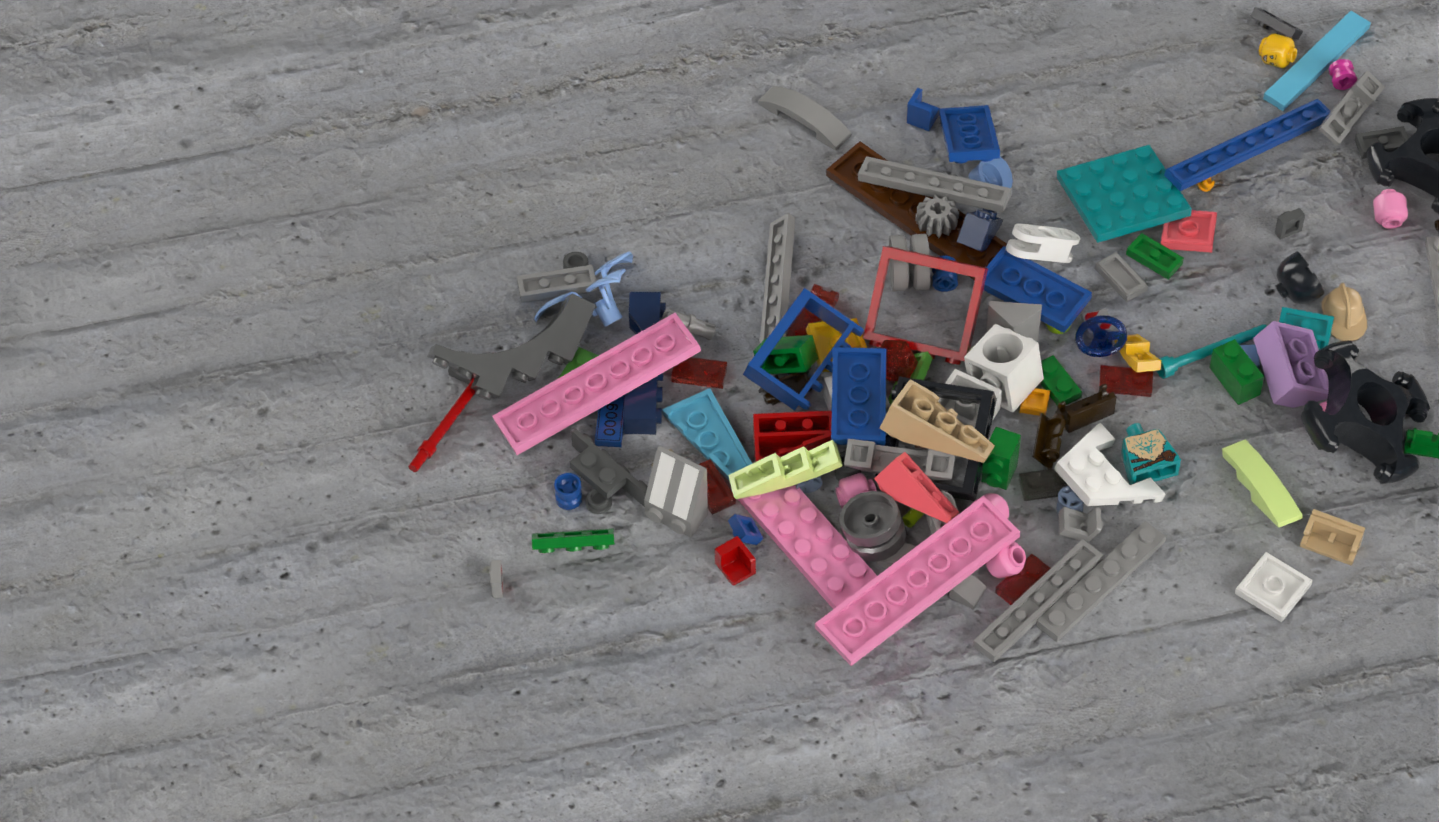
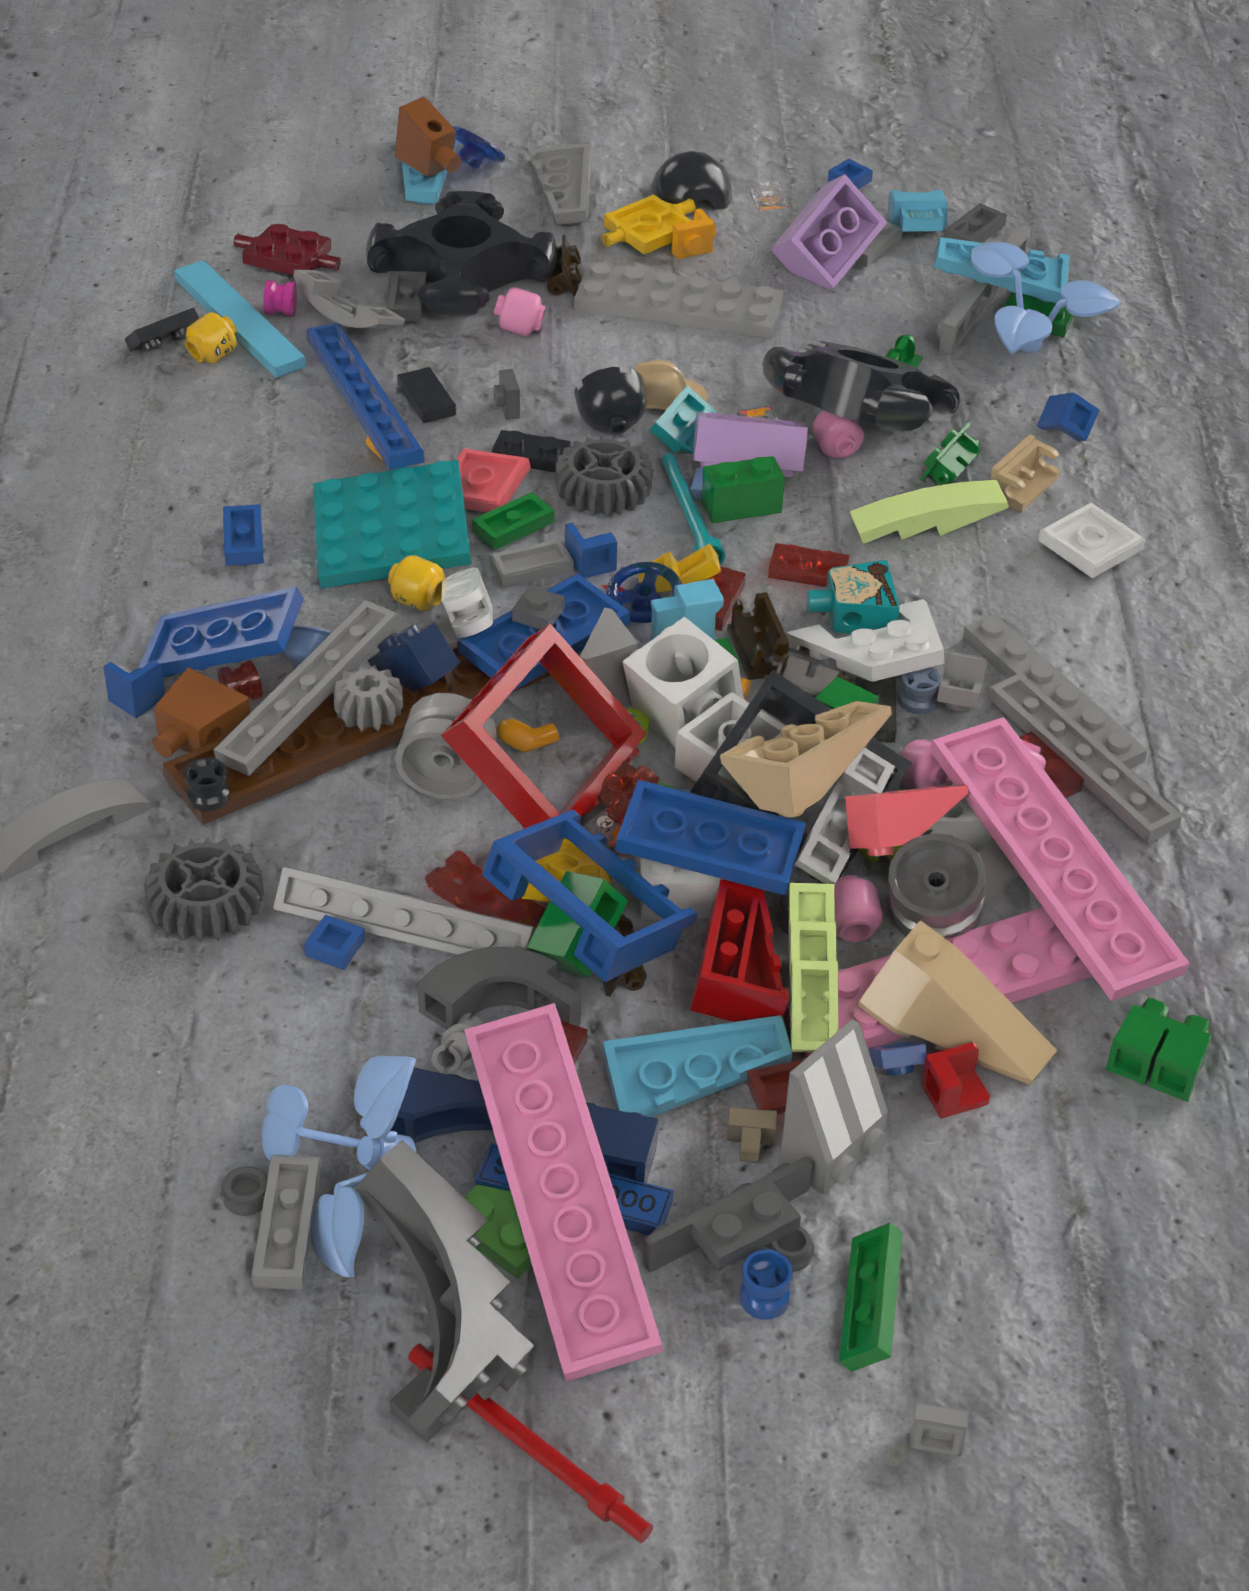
camera: 80 degrees left, 10 degrees down
(740, 323) = (493, 979): none -> dark grey arch
(751, 255) = (334, 942): none -> blue plate
(770, 187) = (205, 899): none -> dark grey gear
(781, 547) = (946, 1000): none -> tan wedge
(787, 660) = (1179, 1045): none -> green hips
(836, 157) = (207, 784): none -> black wheel
(906, 143) = (196, 713): none -> dark orange torso
(939, 157) = (242, 679): none -> clear red wheel
(950, 307) = (525, 737): none -> light orange arm
(1043, 277) = (538, 608): none -> dark grey plate
(1067, 216) = (416, 583): none -> yellow head
(1080, 362) = (693, 600): none -> medium azure piece
(1082, 123) = (243, 535): none -> blue plate
(1138, 302) = (591, 555): none -> blue panel
(1180, 426) = (803, 564): none -> clear red plate
(1227, 293) = (603, 476): none -> dark grey gear
(1239, 252) = (540, 450): none -> black plate
(1276, 181) = (426, 394): none -> black tile
(1345, 492) = (951, 461): none -> green hinge
(1408, 64) = (286, 250): none -> dark red plate
(1415, 558) = (1069, 414): none -> blue panel

